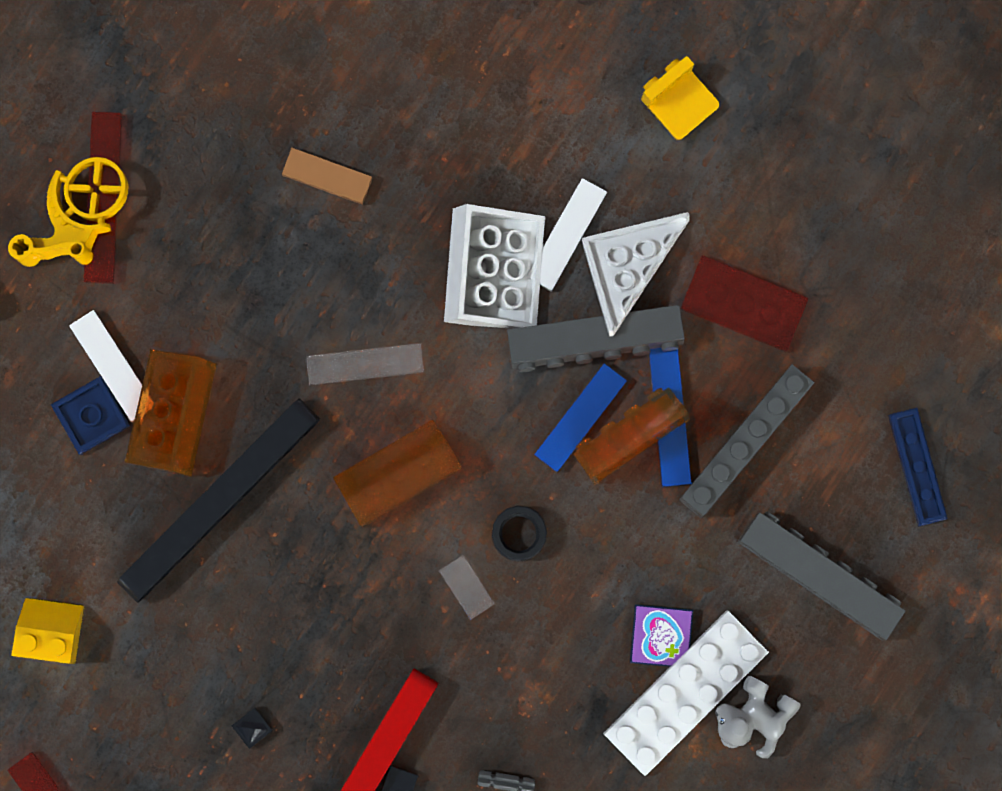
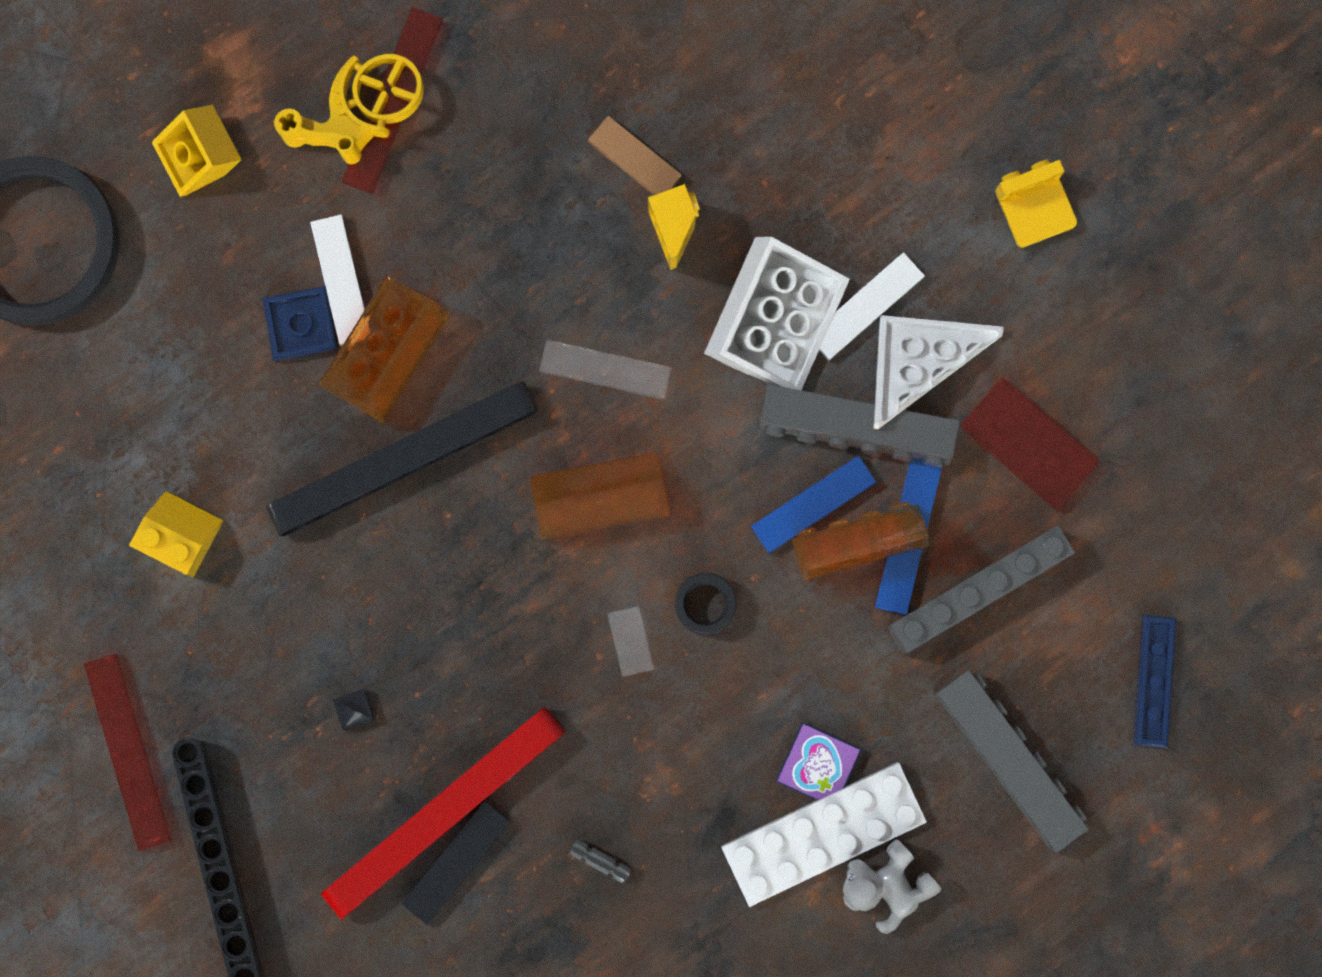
camera: 25 degrees right, 0 degrees up
(379, 218) = (674, 220): none -> yellow slope

